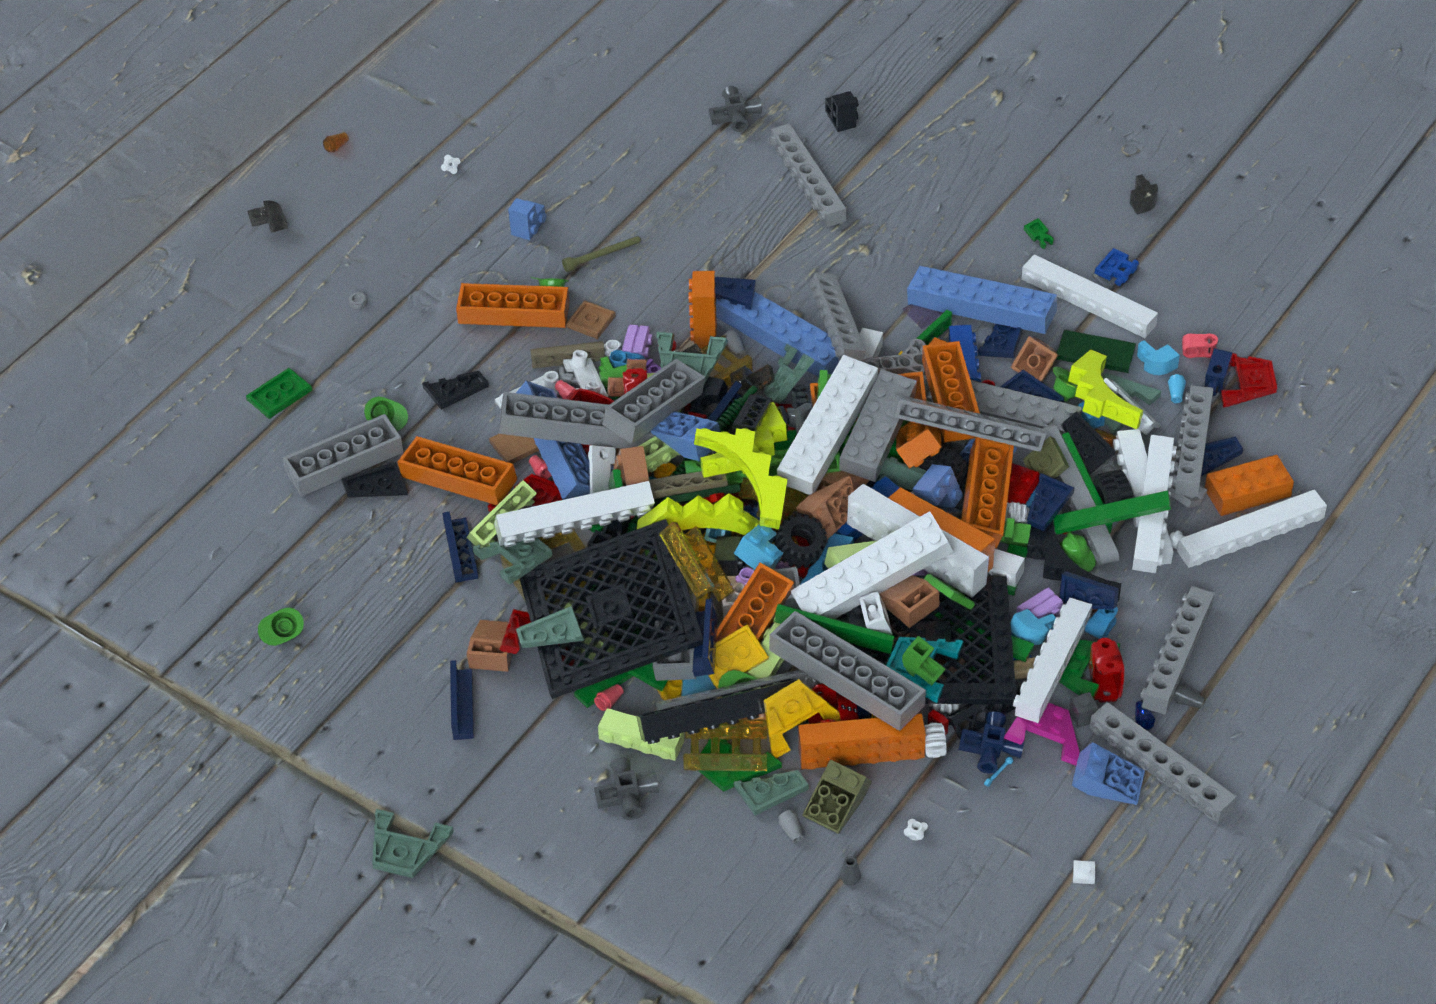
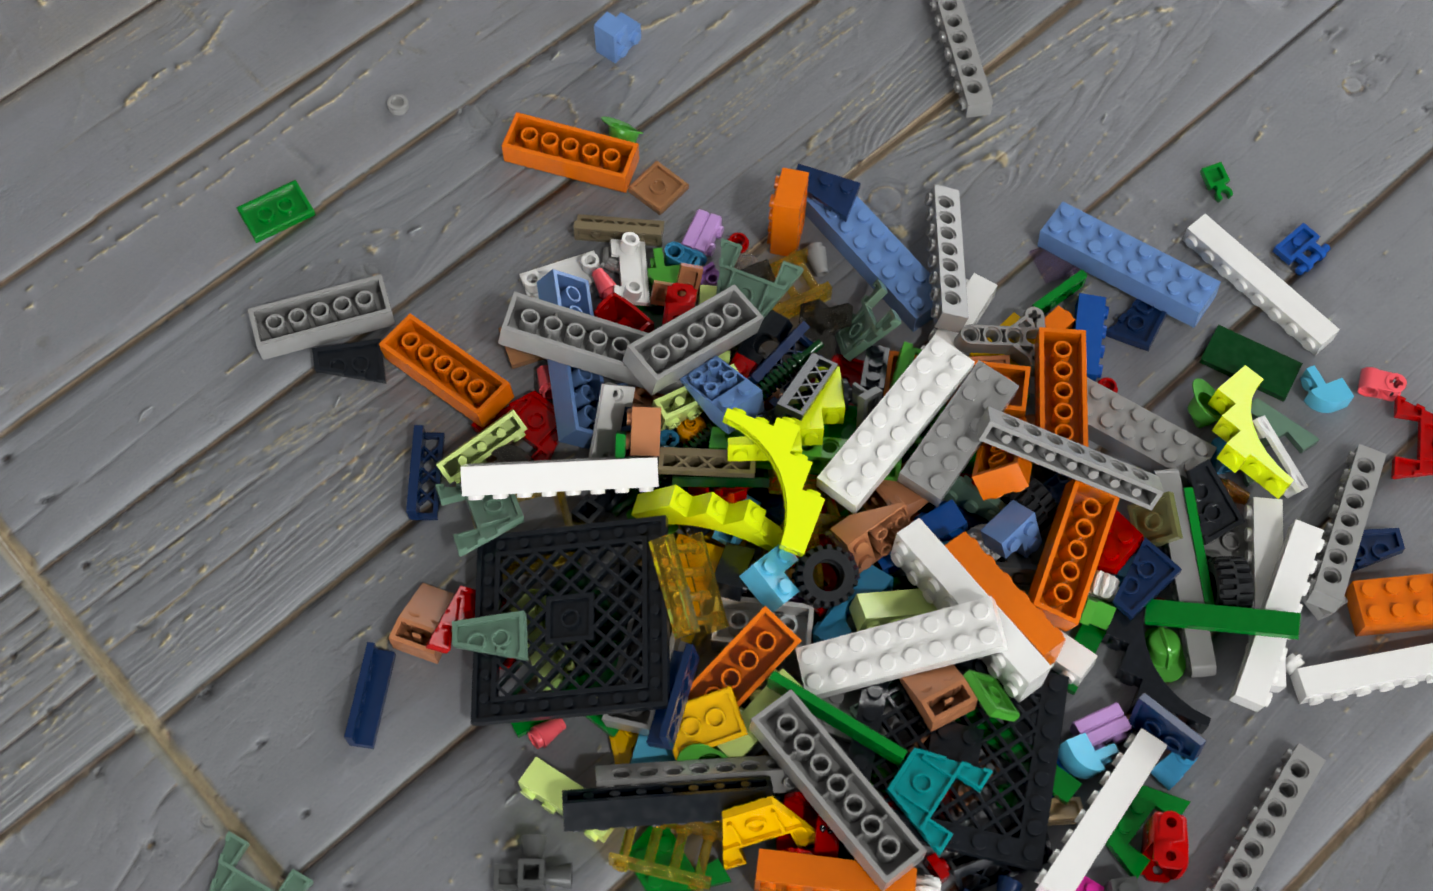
camera: 10 degrees right, 15 degrees up
(280, 626) = (185, 543): bright green piece -> none
(393, 410) = (394, 270): bright green piece -> none
(453, 390) = (476, 251): black wing -> none
(570, 264) = (653, 106): olive piece -> none
(611, 346) = (673, 229): white plate -> none
(744, 575) = (749, 601): lavender plate -> none
(875, 613) = (892, 710): white brick -> none
(917, 661) = (931, 800): bright green brick -> none
(1028, 384) = (1159, 399): dark blue wing -> none
(1035, 358) = (1174, 363): nougat slope -> none
(1144, 195) = (1357, 156): clear smoke brick -> none
(1176, 387) = (1339, 439): medium azure cone -> none
(1216, 377) = (1397, 430): dark blue torso -> none

